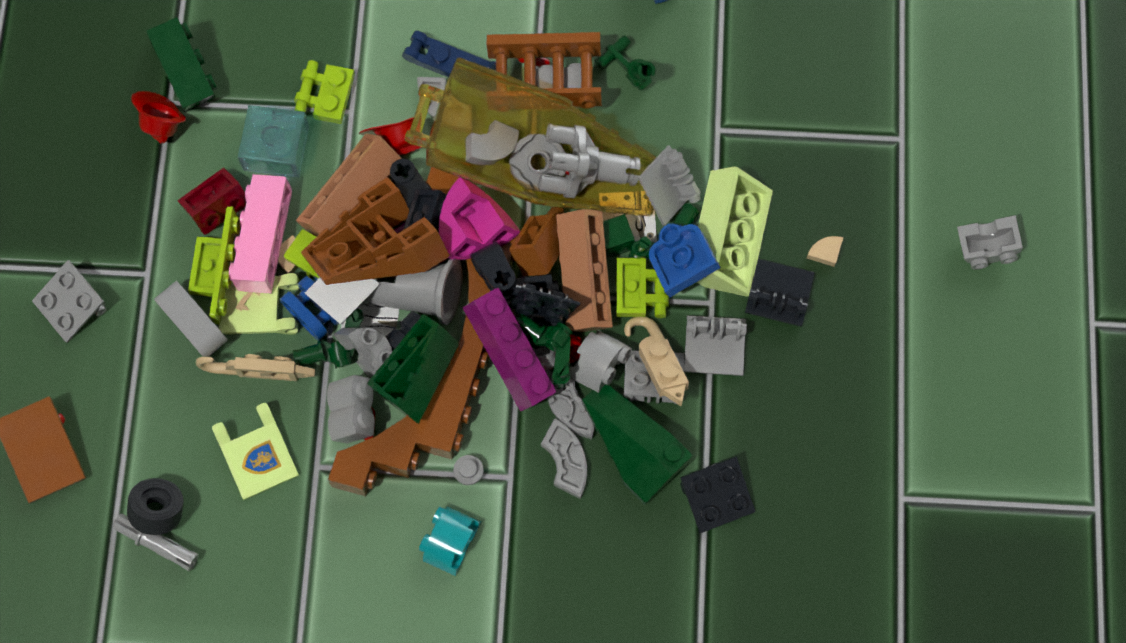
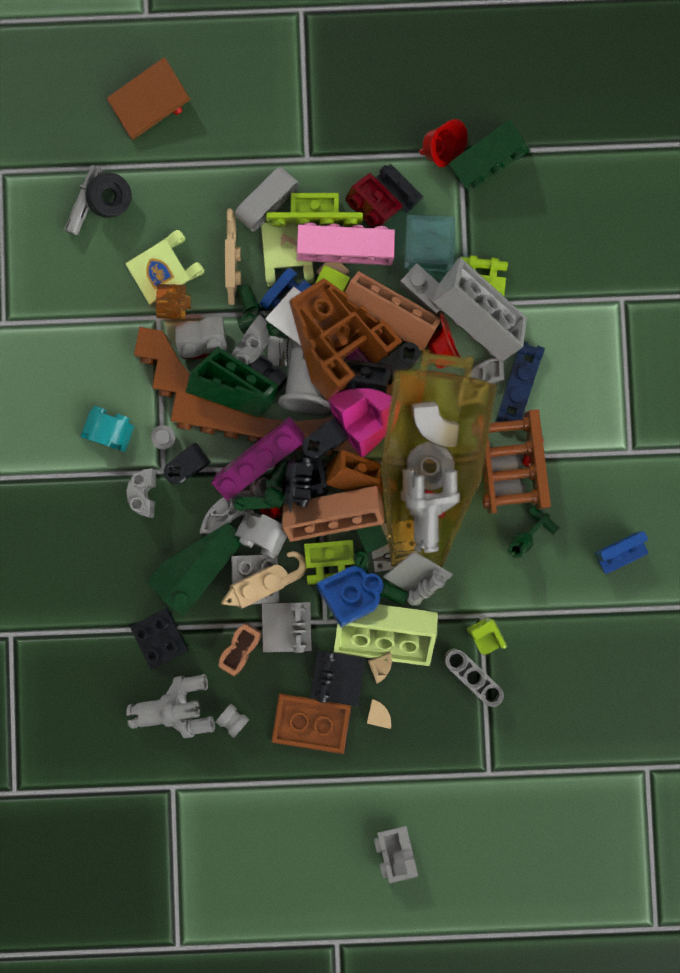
camera: 85 degrees right, 15 degrees up
(68, 301) = (274, 100): light grey hinge -> none
(201, 169) = (399, 187): none -> black hinge
(301, 440) = (172, 301): none -> clear orange brick
(328, 150) = (421, 288): none -> light grey brick
(364, 87) = (481, 310): none -> light grey slope
(504, 440) = (190, 461): none -> black piece
(536, 502) = (138, 492): none -> light grey cylinder
(569, 458) = (181, 516): light grey tile -> none
(731, 392) = (237, 654): none -> nougat brick
(740, 117) = (486, 636): none -> lime panel
(770, 244) = (380, 666): none -> tan tile
(794, 130) = (484, 682): none -> light grey beam
(806, 481) = (174, 709): none -> light grey wheel
(823, 415) = (232, 720): none -> light grey wheel
(832, 328) = (311, 723): none -> dark orange tile

